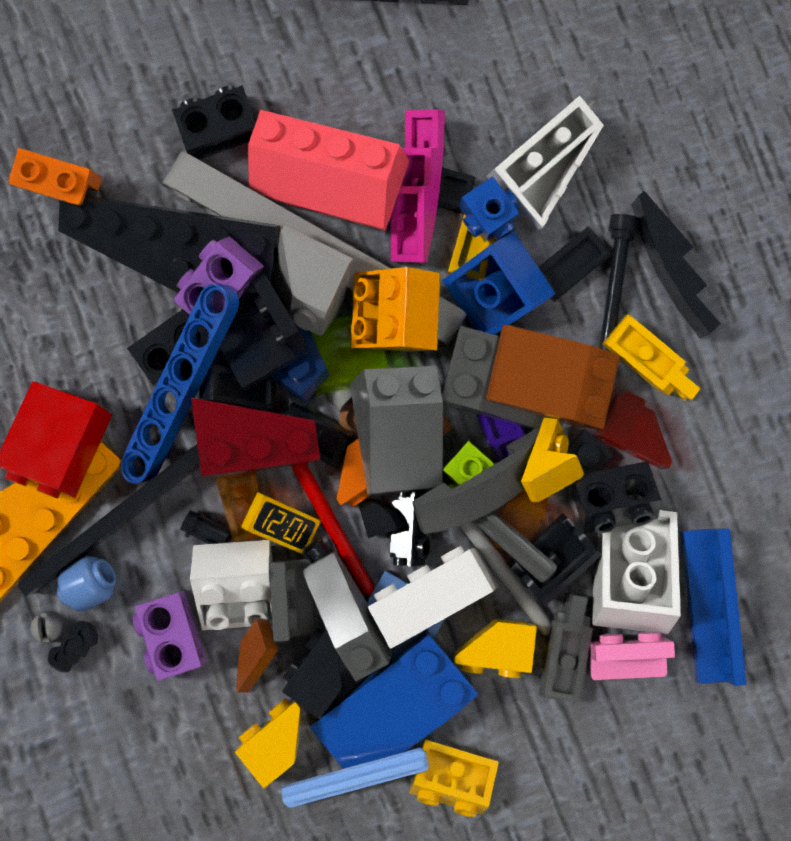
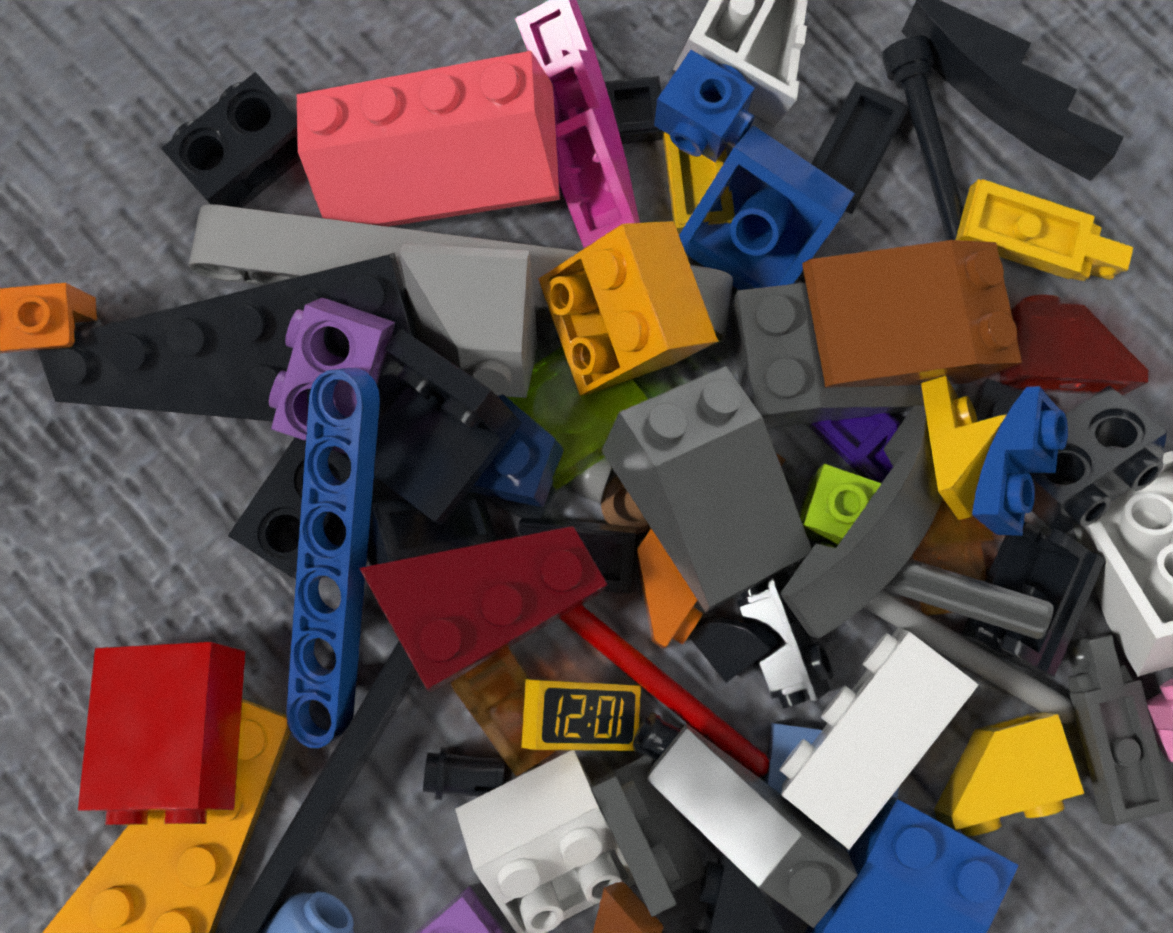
camera: 15 degrees left, 5 degrees down
(579, 474) = (1023, 445): none -> blue slope

